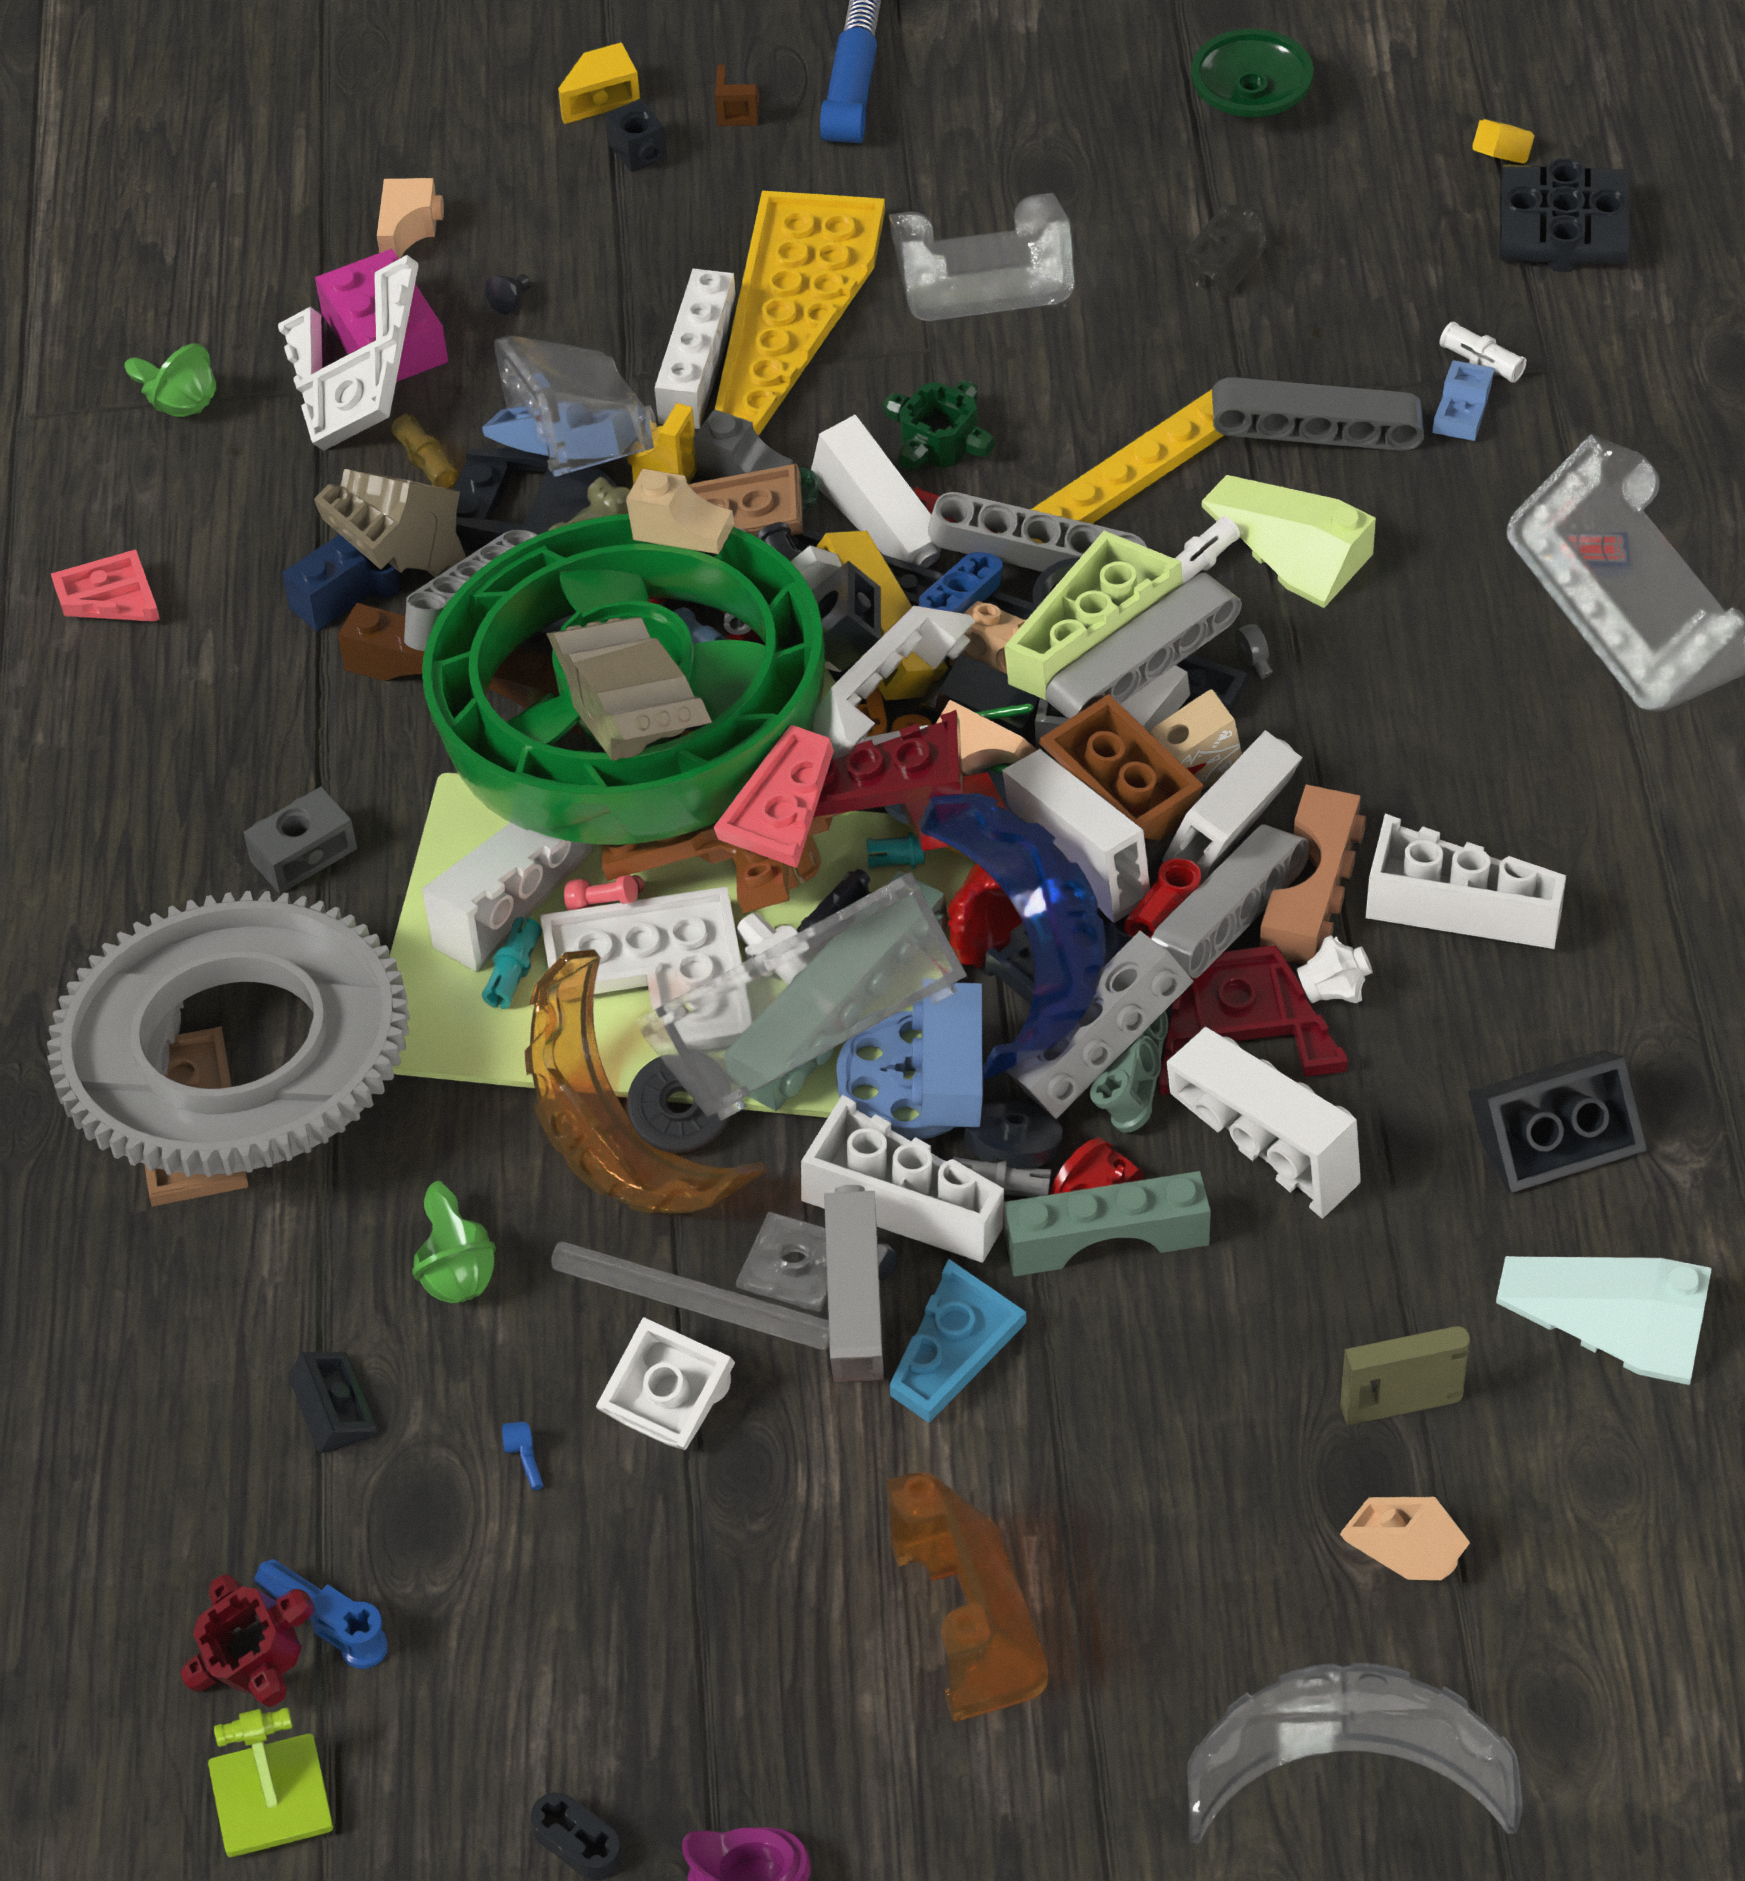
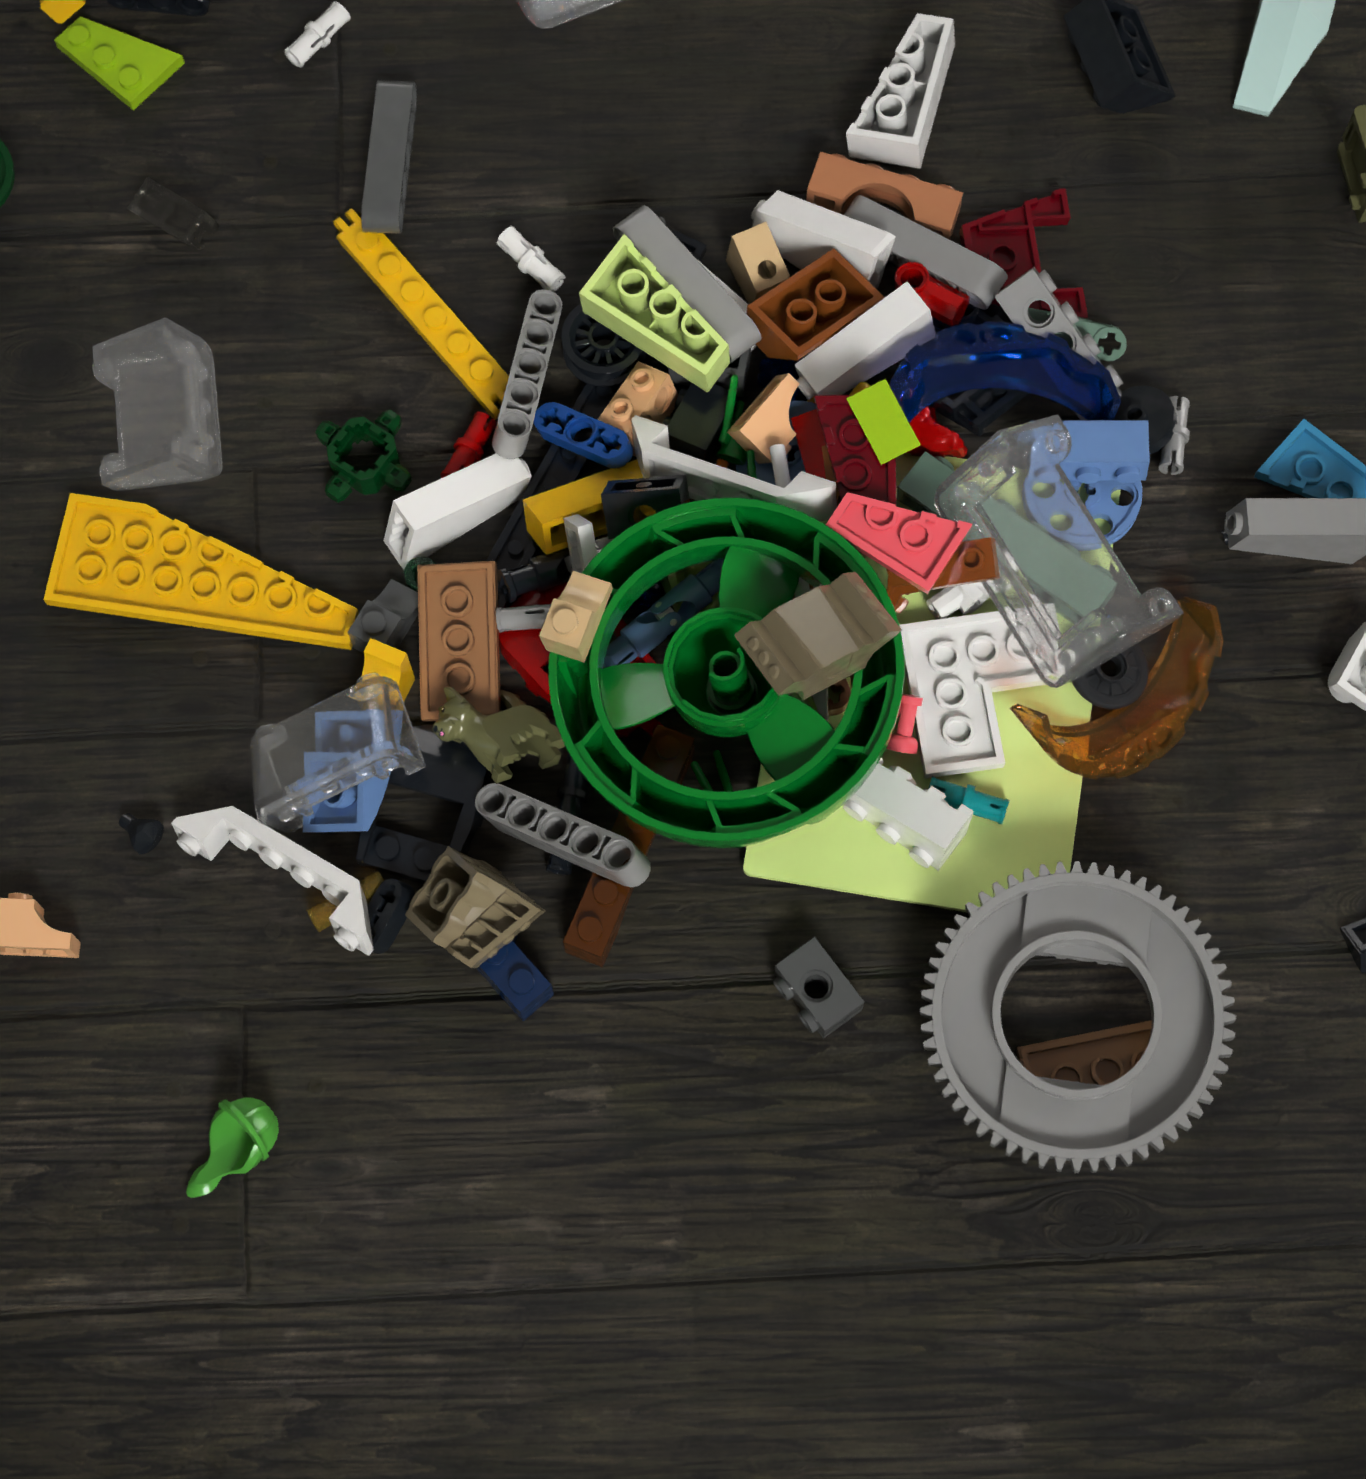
camera: 90 degrees left, 20 degrees up
(106, 589) = (500, 1187): coral wing -> none
(349, 309) = (172, 945): dark pink brick -> none
(361, 385) = (277, 962): white wing -> none
(393, 432) = (210, 830): none -> white slope
(406, 470) = (388, 915): none -> black beam
(457, 1255) = (1259, 839): bright green piece -> none
(691, 1295) = (1283, 664): clear axle -> none
(696, 344) = (246, 657): white brick -> none
(771, 1276) = (1235, 599): clear piece -> none
(912, 1187) = (1186, 511): white wedge -> none
(925, 774) = (883, 421): none -> lime sticker
(1054, 1227) = (1231, 388): sand green arch -> none
(1095, 1166) = (1174, 366): red piece -> none
(1269, 1117) = (1134, 235): white wedge -> none
(1302, 536) = (518, 184): yellowish green wedge -> none
(1335, 972) = (985, 187): white rock -> none
(1427, 195) = (117, 60): none -> lime wing
(1463, 400) = (365, 54): medium blue slope -> none

